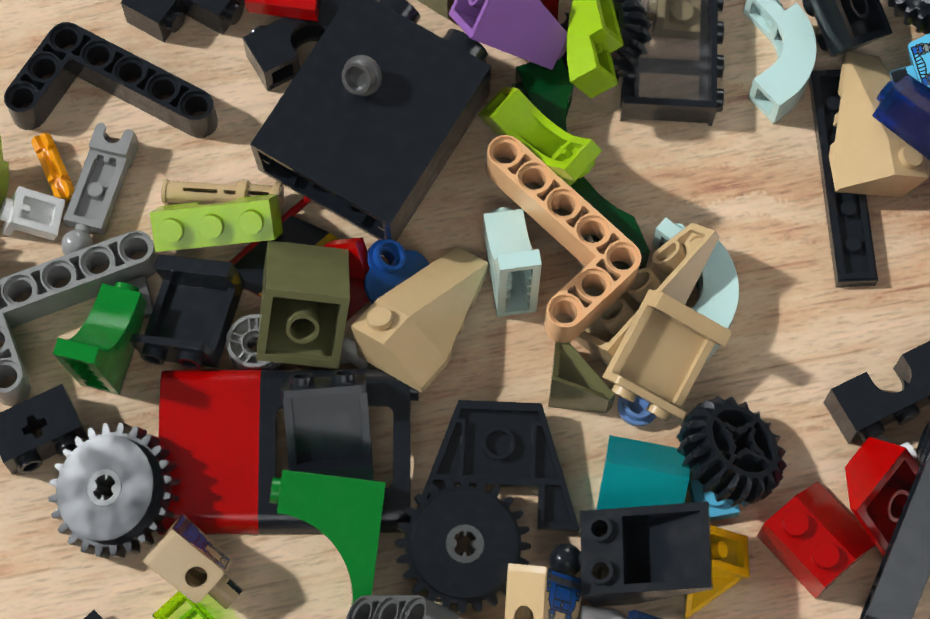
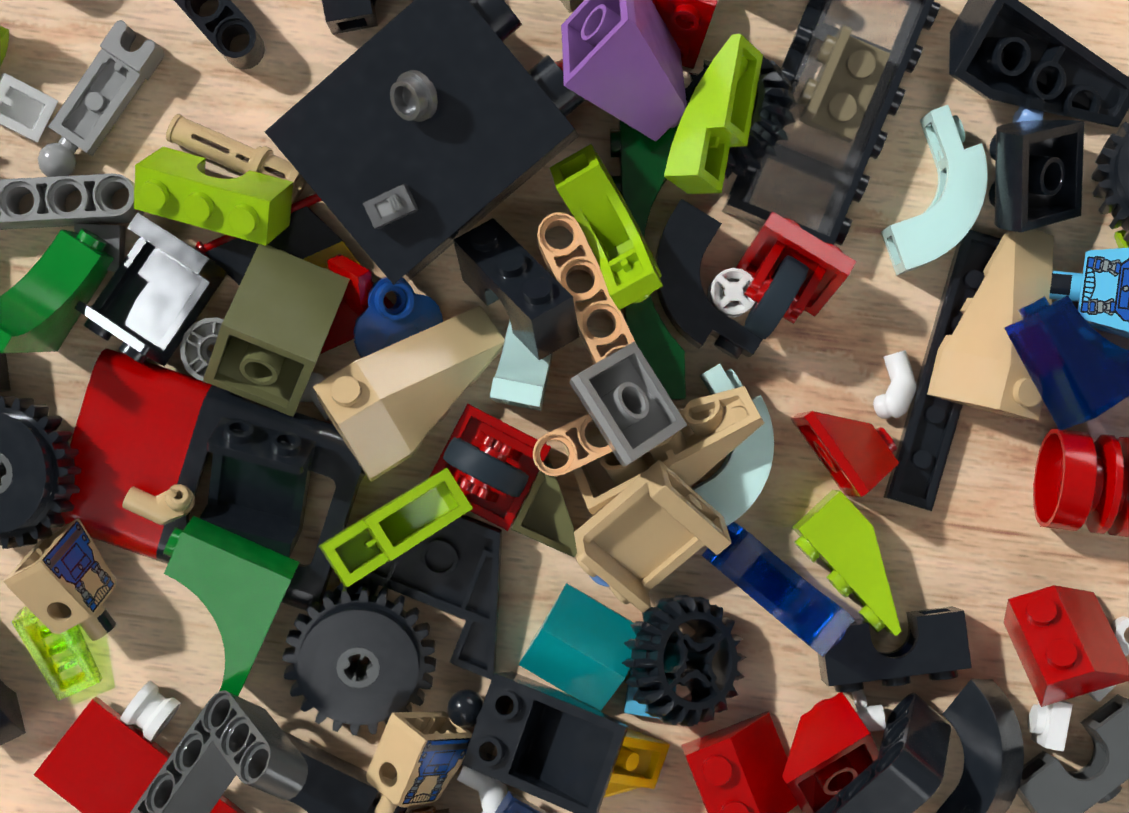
camera: 20 degrees right, 20 degrees up
(53, 166) = (58, 52): light orange axle -> none
(255, 474) = (161, 508): none -> tan arm
(369, 163) = (390, 206): none -> flat silver piece
(453, 423) = (395, 527): none -> lime slope
(507, 205) = (536, 303): none -> black arch
(509, 362) = (490, 465): none -> red plate
(605, 252) = (627, 403): none -> light grey slope
(620, 184) = (682, 294): none -> black arch
(653, 161) = (735, 283): none -> white wheel
(692, 132) = (789, 274): none -> red plate
(782, 374) = (781, 591): none -> clear blue arch
(786, 250) = (849, 450): none -> red slope
(813, 199) = (900, 390): none -> white arm
(828, 330) = (849, 548): none -> lime slope

